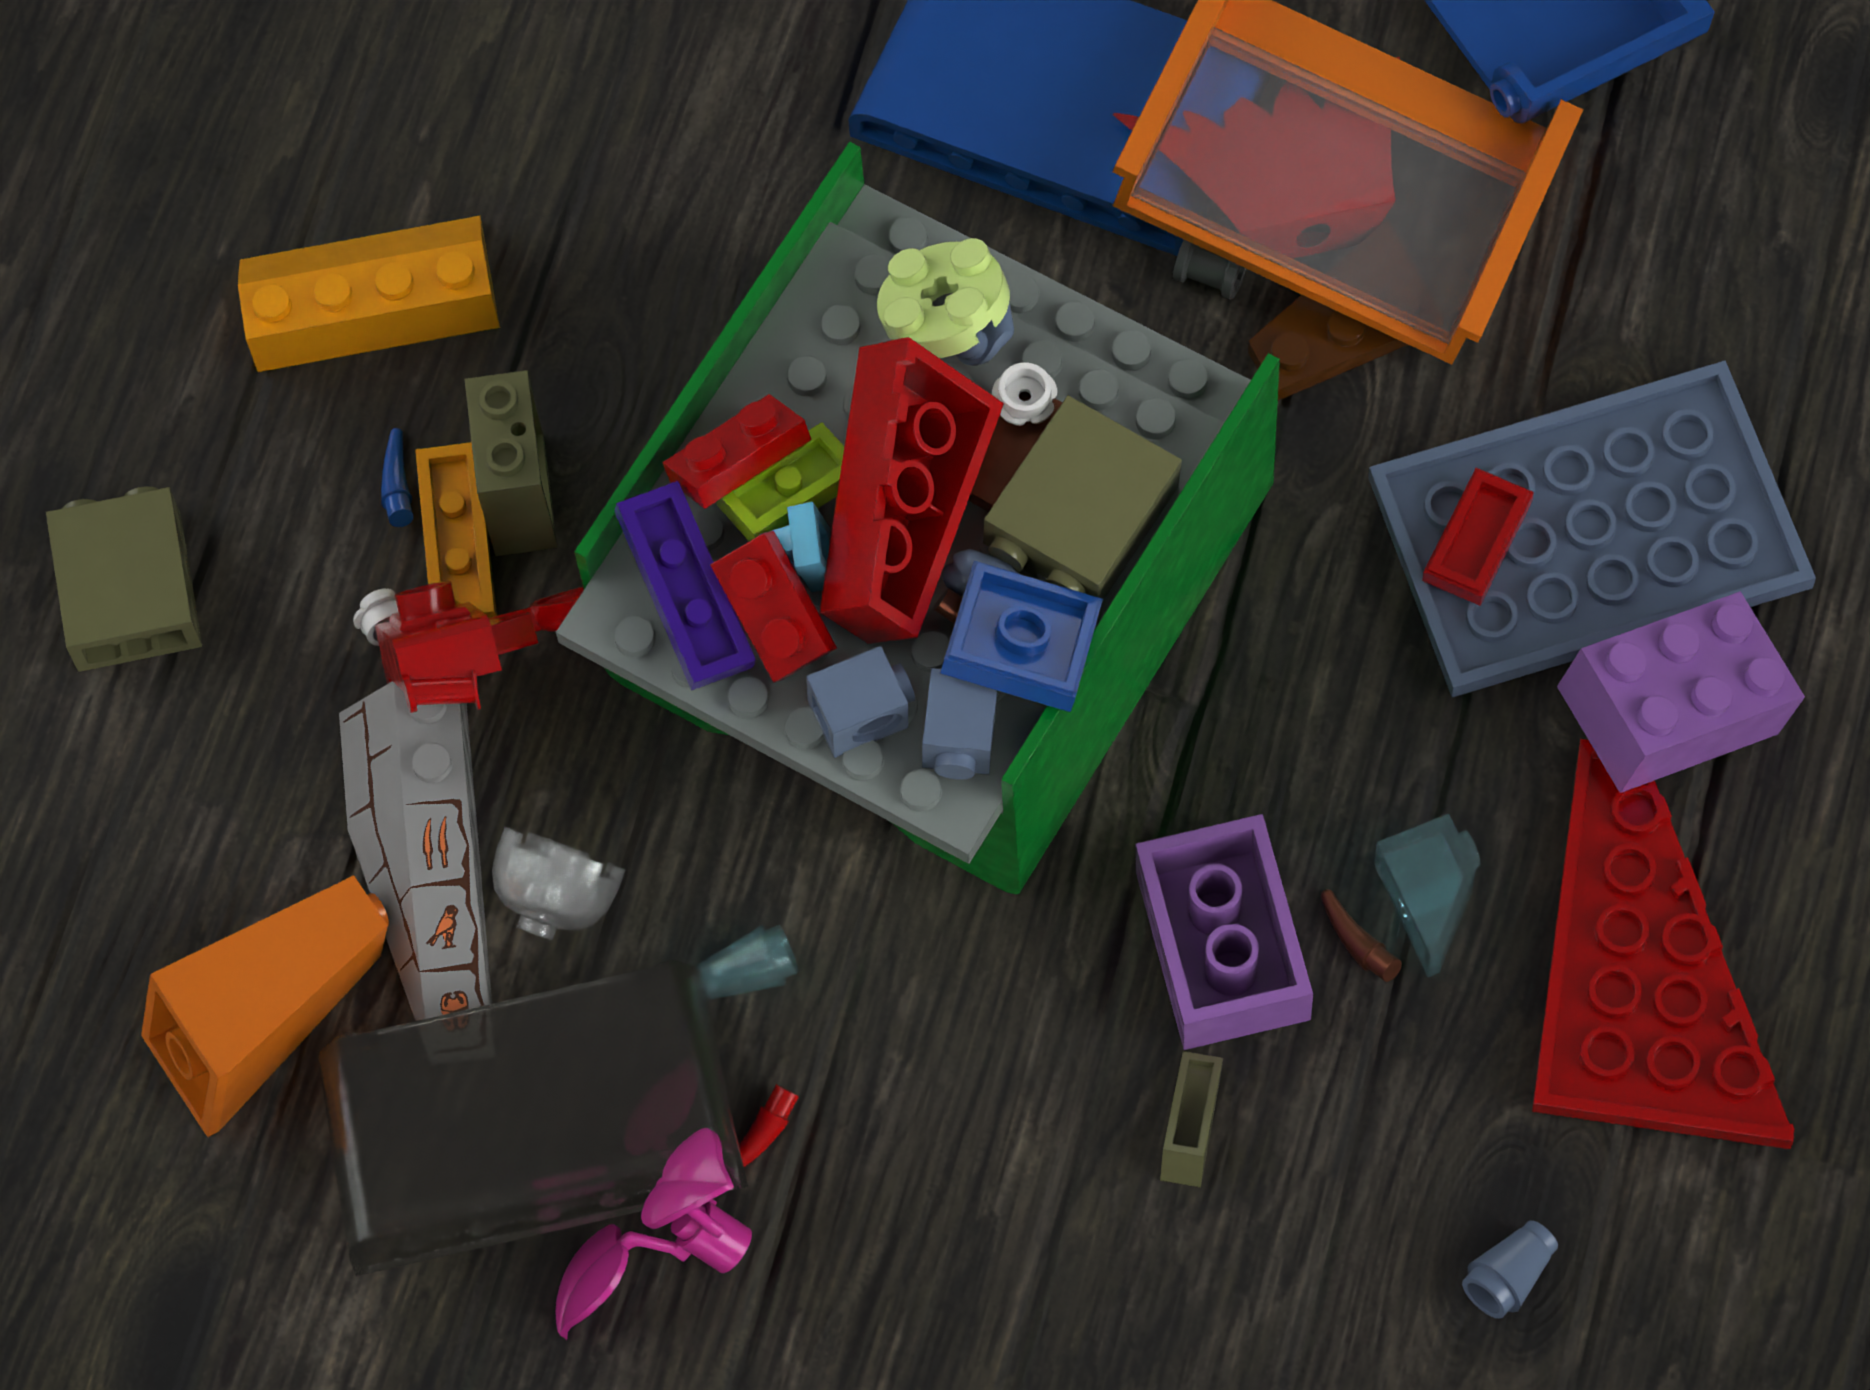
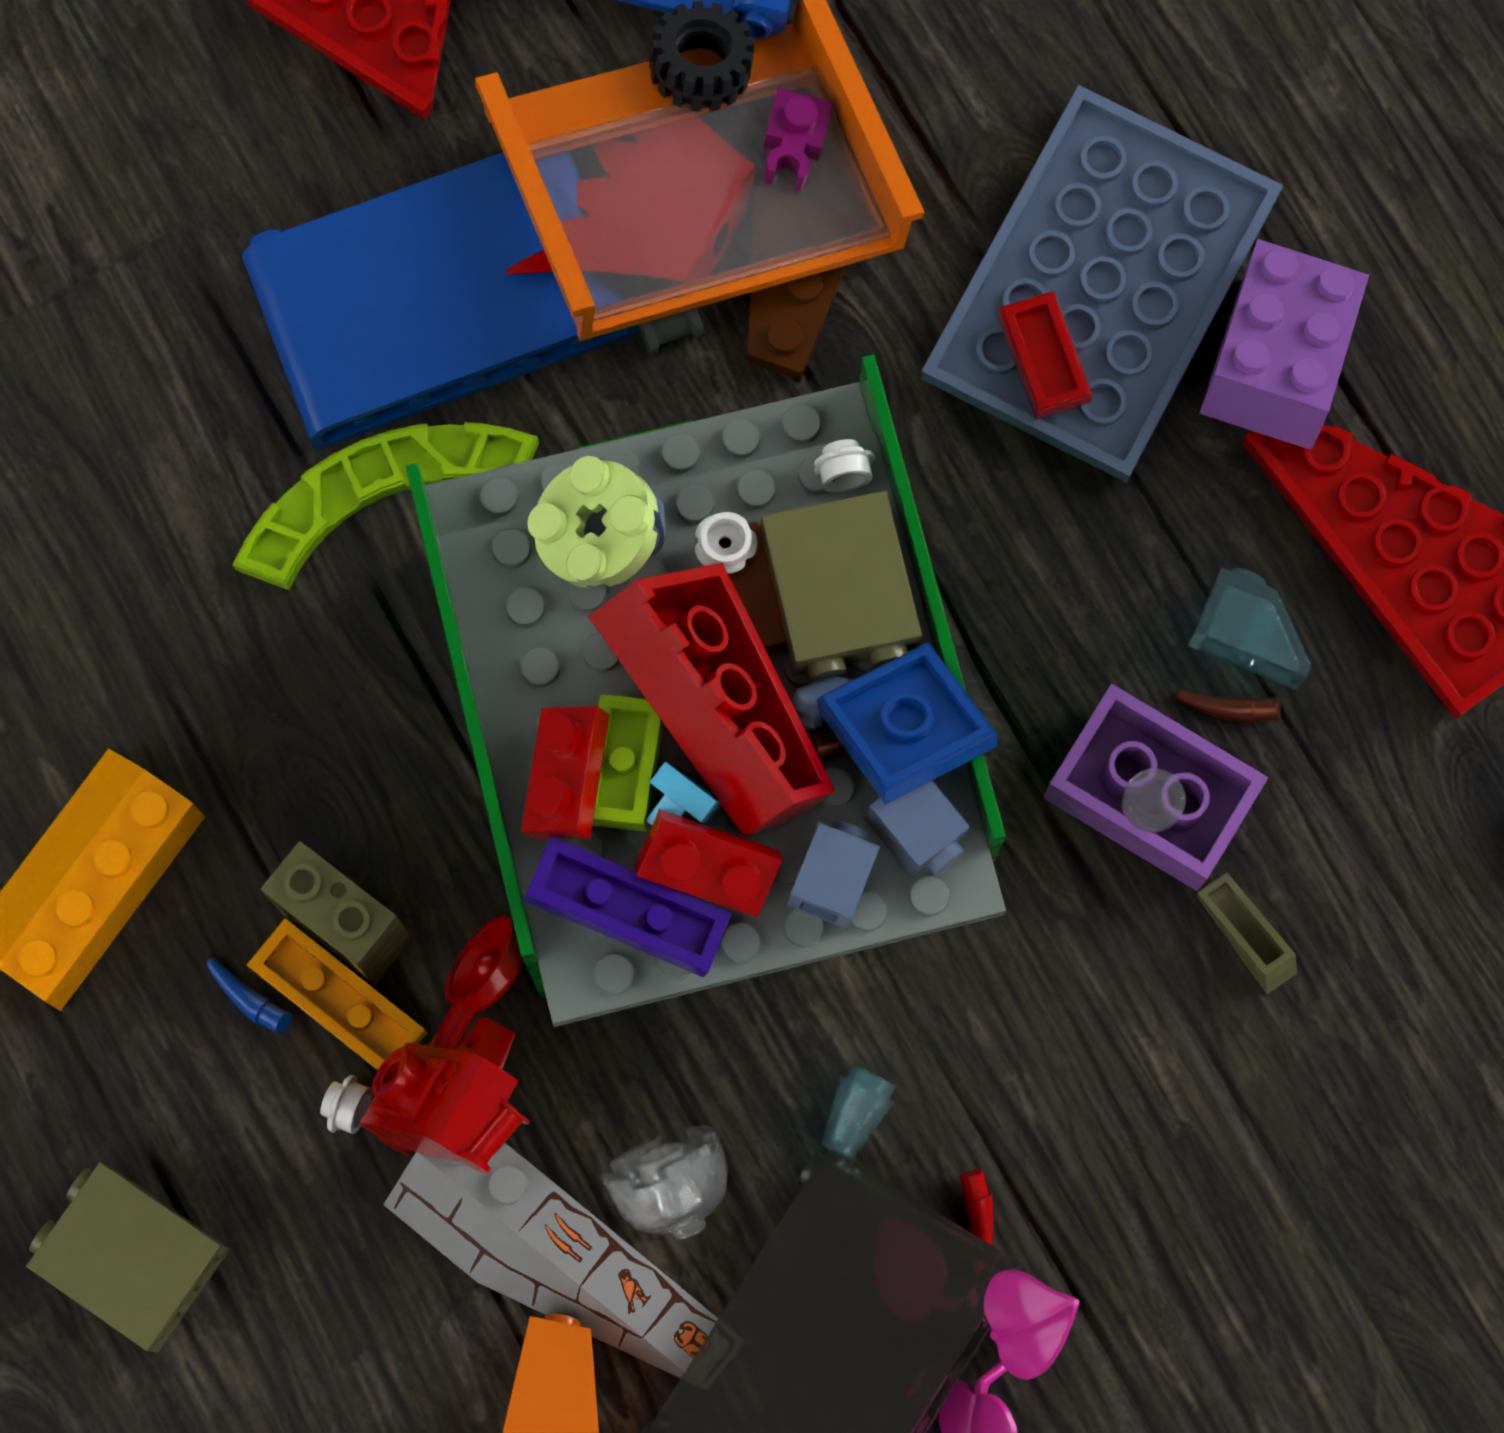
camera: 50 degrees left, 10 degrees up
(790, 175) = (364, 475): none -> lime tile
(1186, 425) = (846, 463): none -> white plate
(1200, 925) = (1153, 800): none -> clear tile
(1442, 56) = (708, 30): none -> black tyre
(1452, 199) = (795, 134): none -> magenta plate

